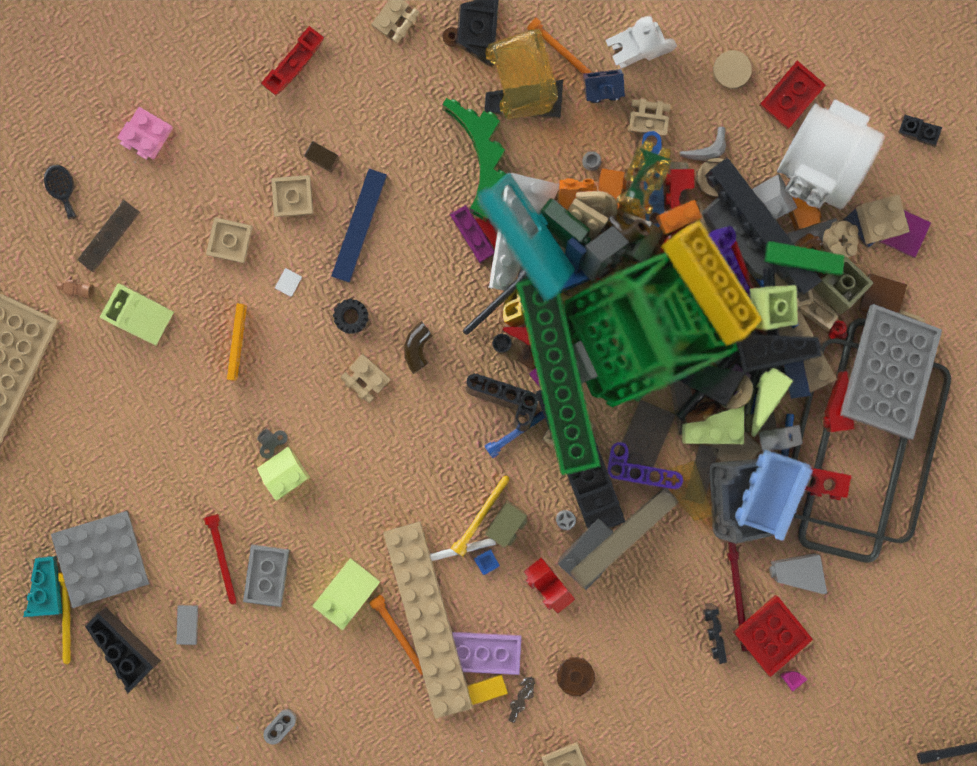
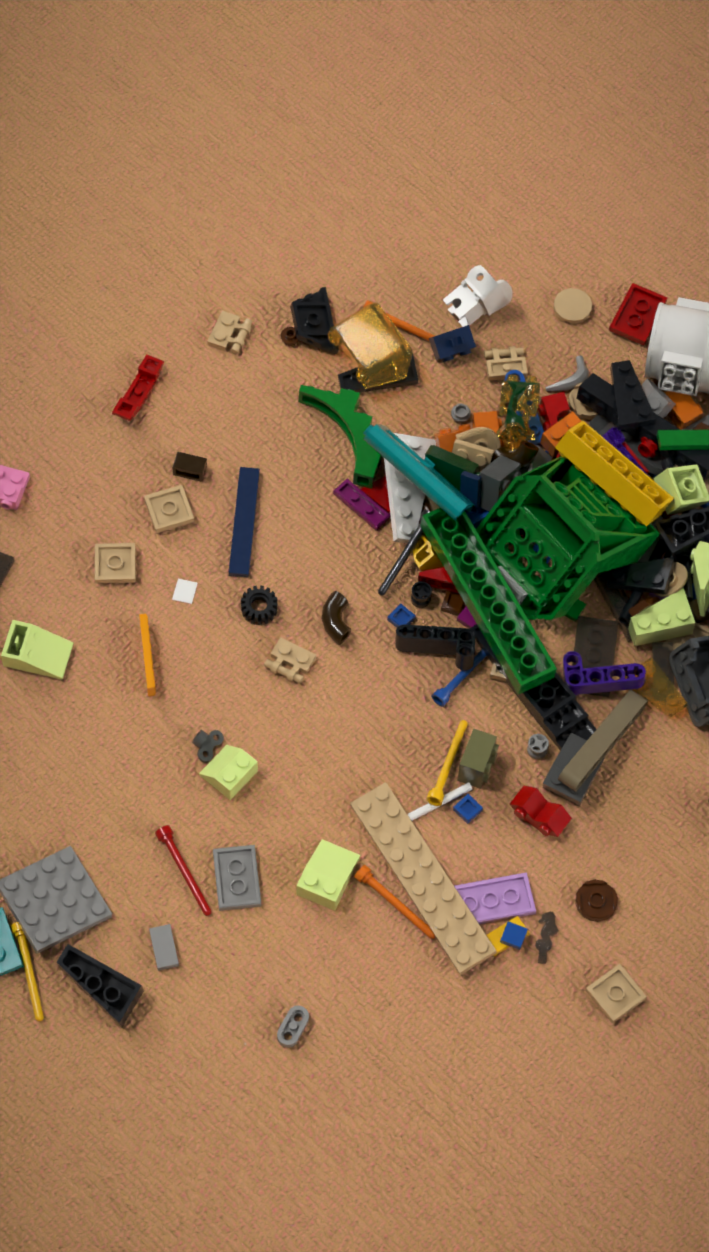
camera: 20 degrees left, 25 degrees down
(478, 359) = (401, 616): none -> blue tile
(492, 695) = (513, 935): none -> blue tile
(753, 204) = (630, 400): none -> black wing
(755, 251) = (647, 447): none -> red plate

